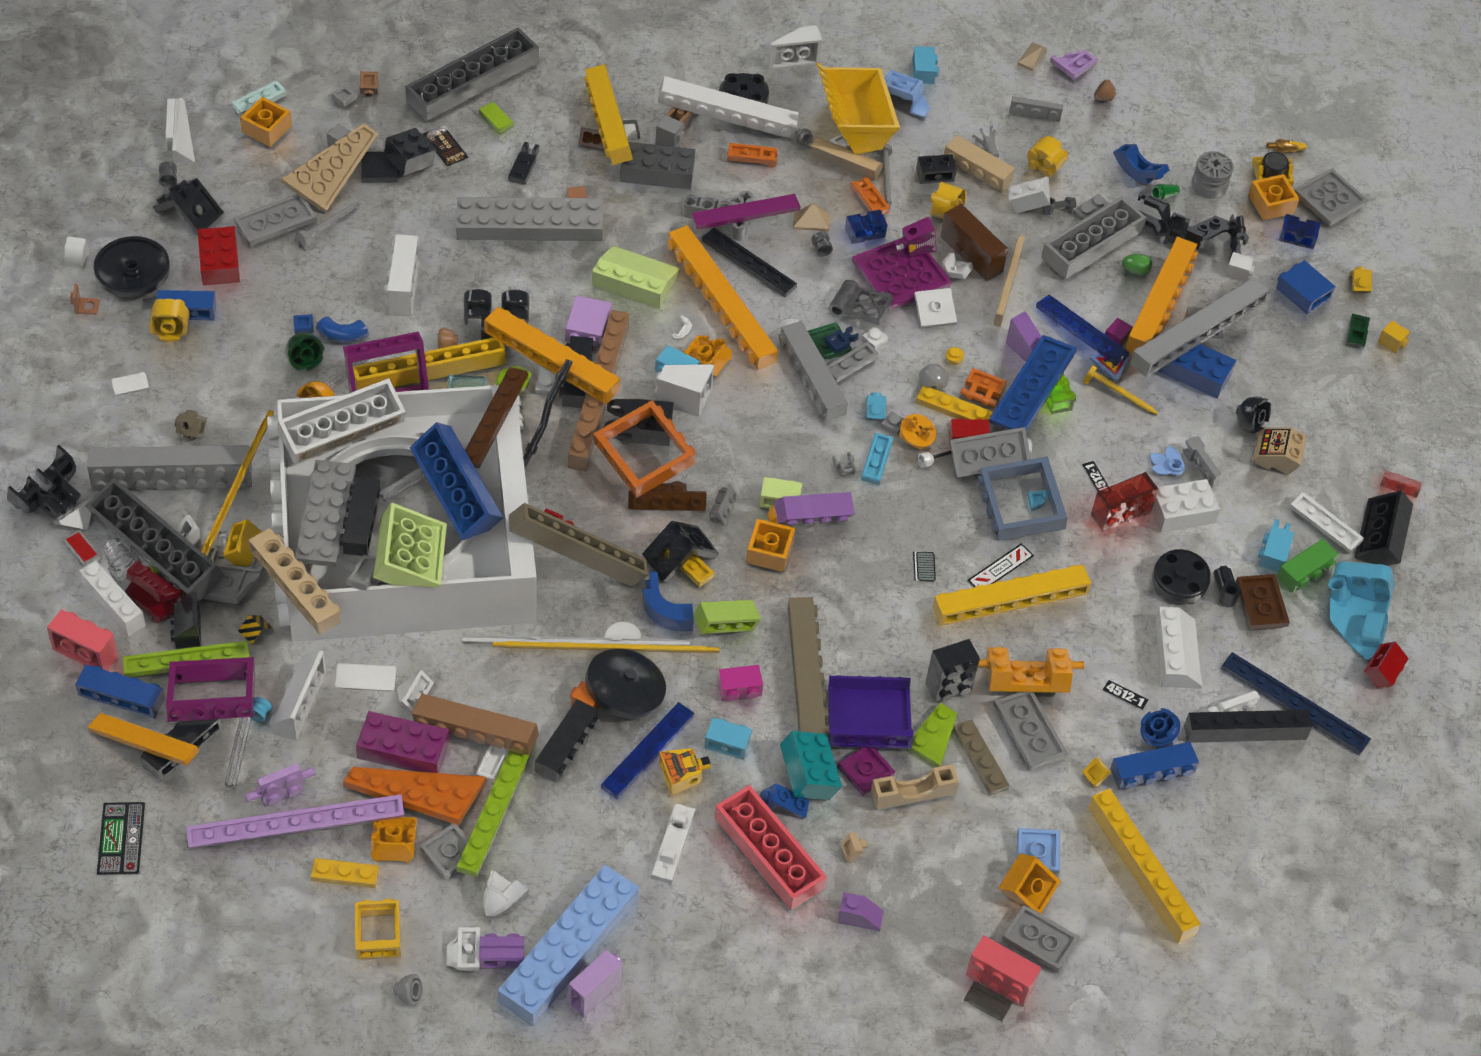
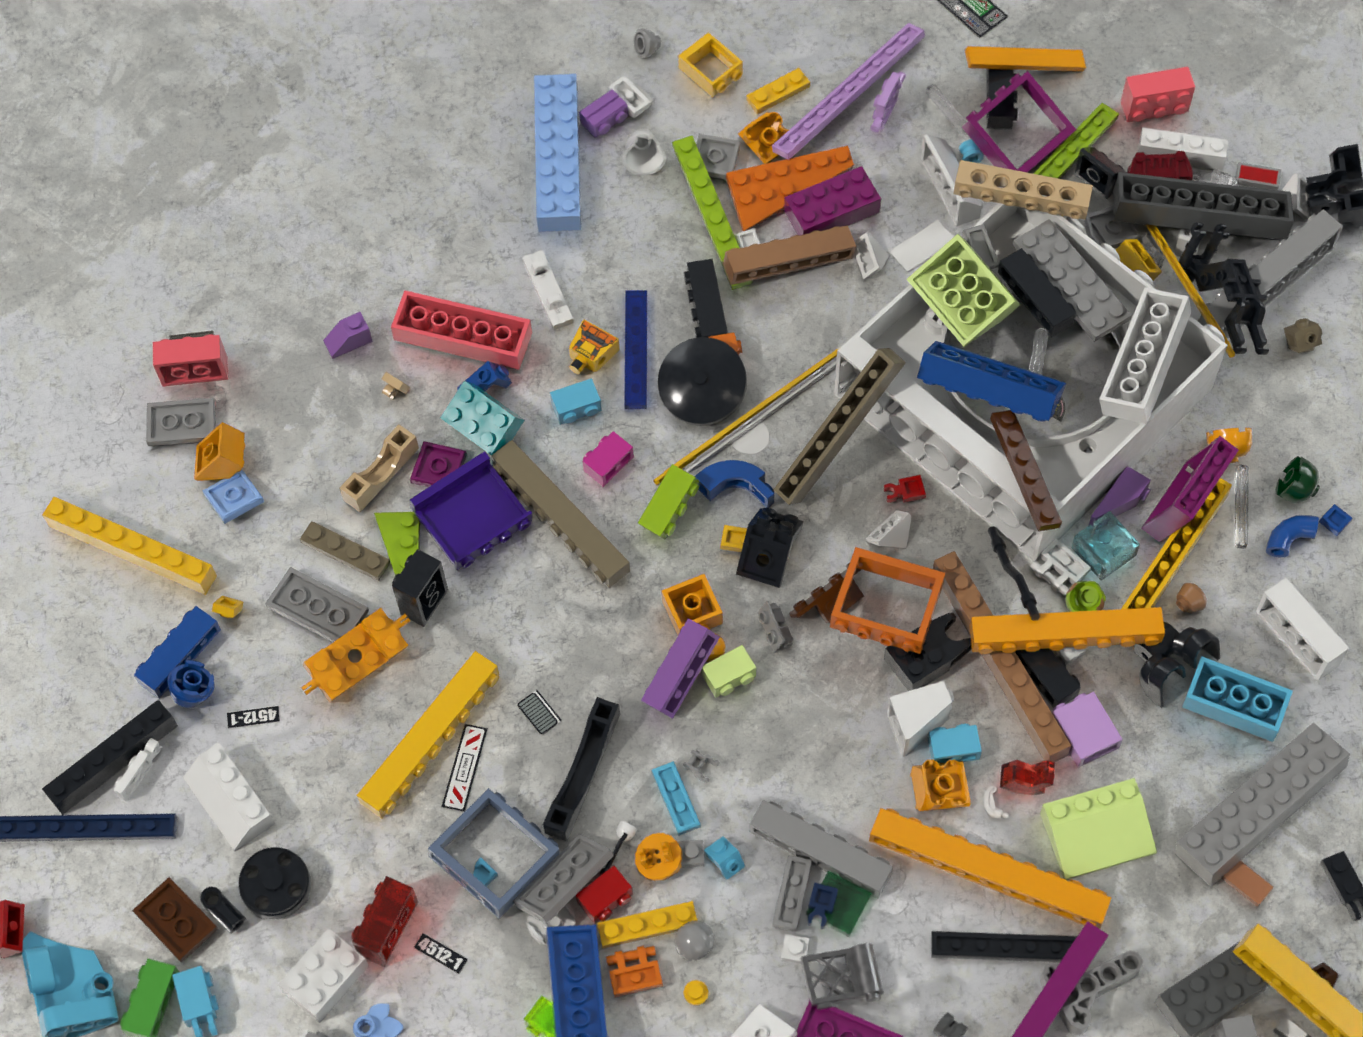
camera: 150 degrees right, 10 degrees up
(120, 691) = (1089, 88): blue brick -> none
(211, 444) = (1237, 284): none -> black piece
(481, 267) = (1237, 699): none -> medium azure brick
(590, 508) = (892, 531): none -> white slope
(595, 983) = (509, 131): lavender brick -> none
(649, 320) = (1027, 778): none -> clear red brick
(899, 518) = (574, 790): none -> black arch

